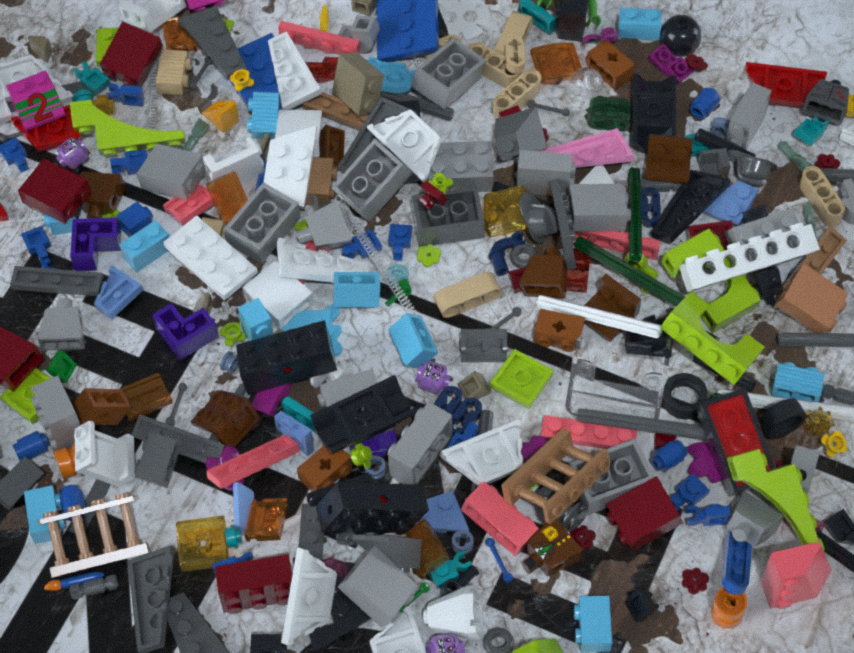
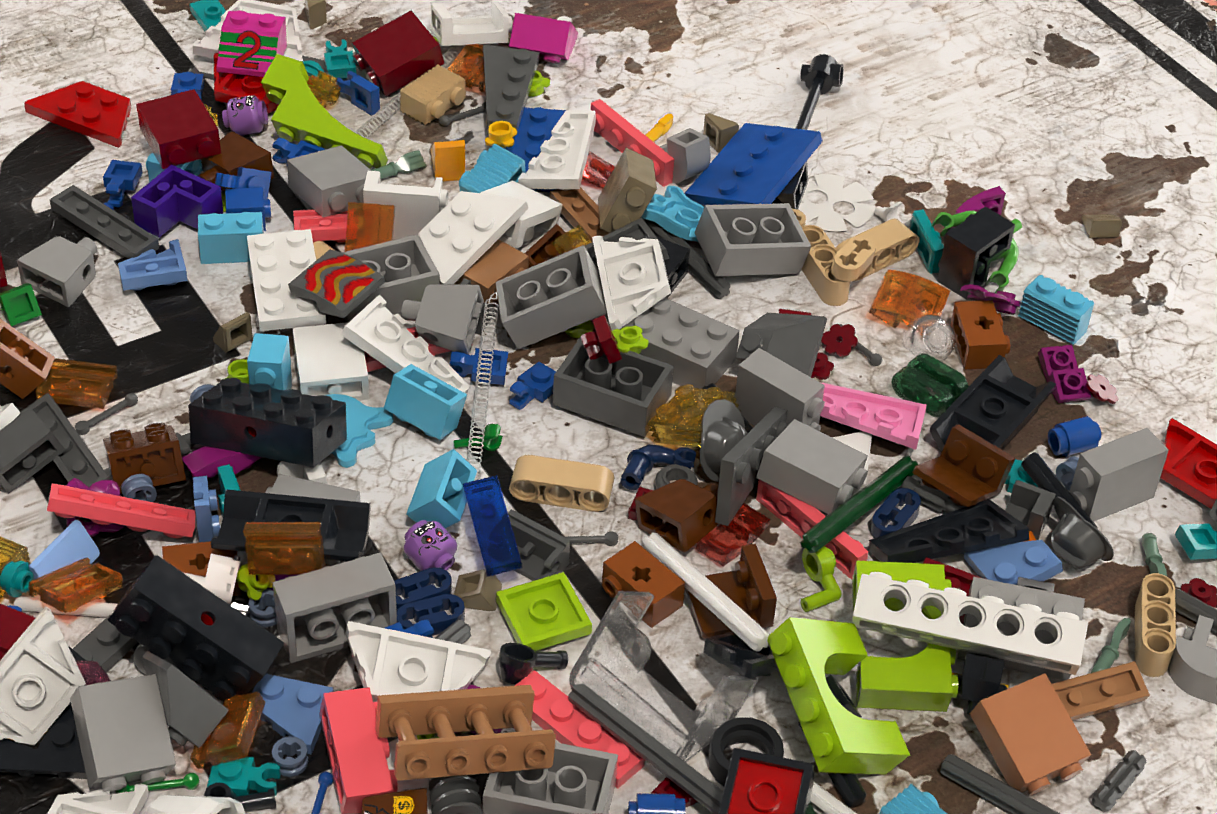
camera: 30 degrees right, 15 degrees down
(121, 201) = (246, 179): none -> blue plate
(185, 334) = (184, 342): dark purple brick -> none
(244, 442) = (137, 483): none -> sand blue bush
(251, 245) = (336, 283): none -> slope
(346, 132) = (571, 240): none -> clear yellow tile
(347, 470) = (220, 576): none -> white piece
(378, 431) = (283, 547): none -> clear orange plate
(399, 272) = (499, 415): clear light blue tile -> none
(428, 255) = (555, 419): lime plant -> none
(460, 345) = (492, 526): none -> clear blue tile
(518, 93) = (837, 303): tan beam -> none
(535, 414) = (518, 661): none -> black bar
(541, 106) = (832, 339): none -> dark red plant
(628, 271) = (791, 557): dark green axle -> none
(681, 35) = (1106, 348): black cylinder -> none

